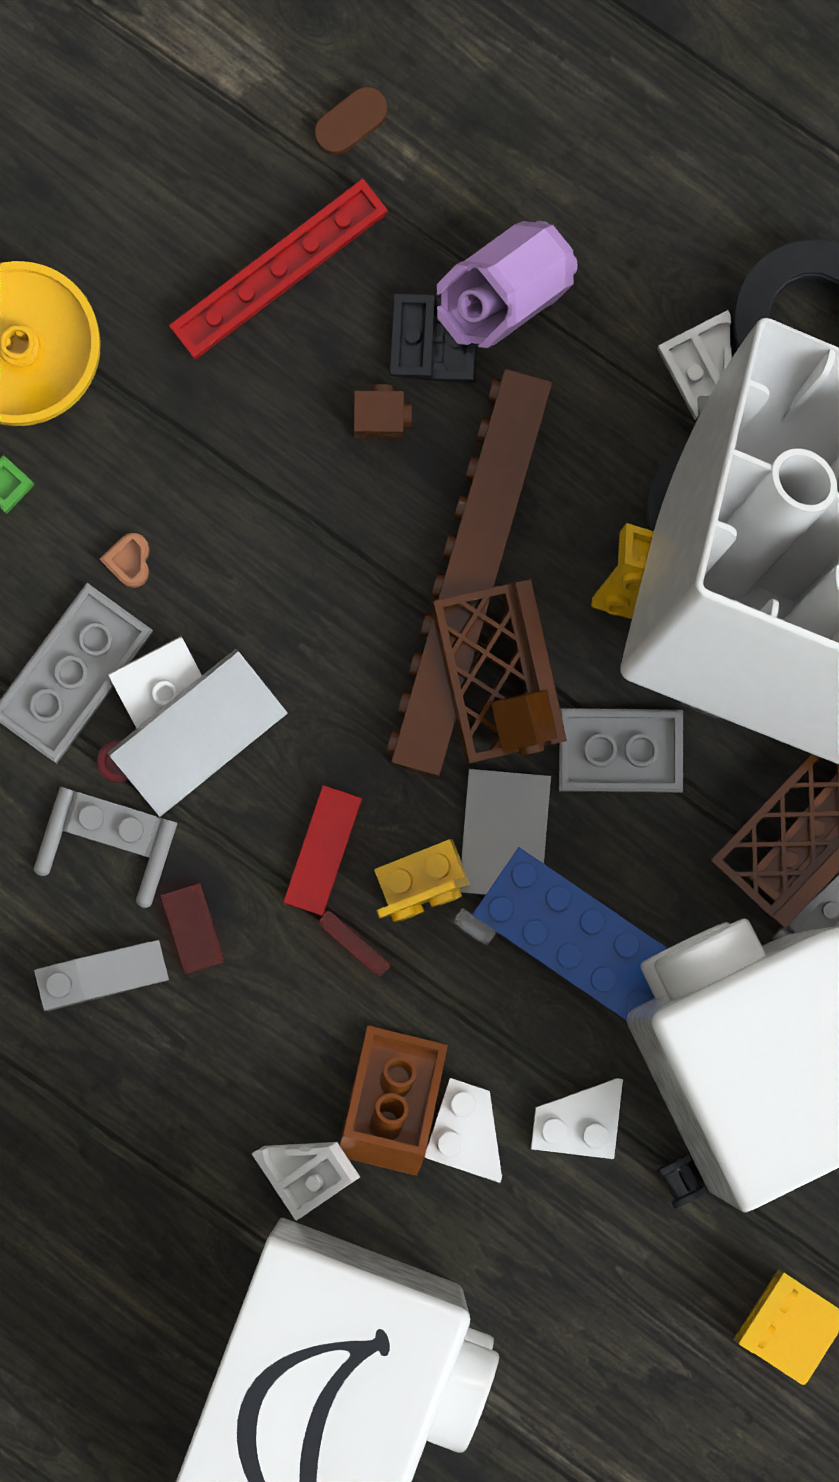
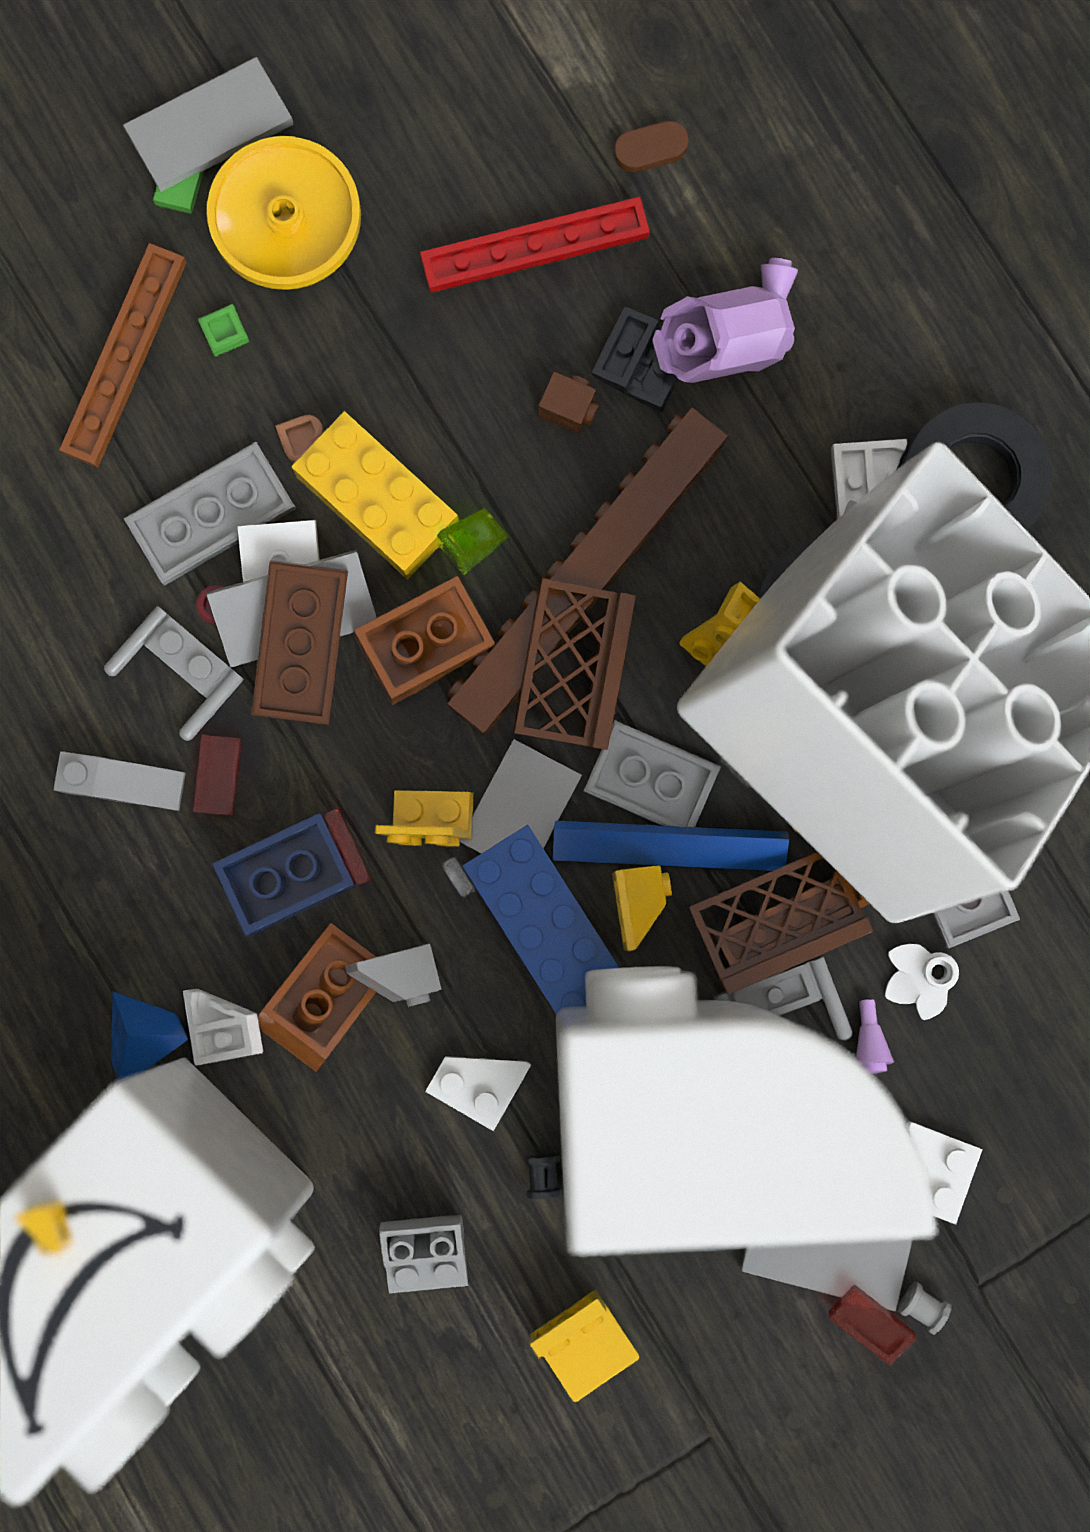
camera: 25 degrees right, 0 degrees up
(219, 763) = (299, 642): none -> reddish brown tile
(230, 586) = (374, 494): none -> yellow brick
(230, 1215) = (141, 1035): none -> blue slope
(266, 1391) = (48, 1226): none -> yellow slope
(305, 996) = (284, 875): none -> dark blue brick
(322, 850) = (357, 755): red tile -> none
(340, 709) = (423, 640): none -> dark orange slope
(343, 590) = (471, 539): none -> clear neon green slope
(459, 1046) = (400, 975): none -> light grey slope
(466, 1132) = (375, 1052): white wing -> none
(525, 722) = (577, 717): reddish brown brick -> none
(533, 202) = (778, 276): none -> lavender cone
(599, 1305) = (424, 1253): none -> light grey brick
(660, 875) = (639, 901): none -> yellow slope
(666, 808) = (670, 845): none -> blue tile

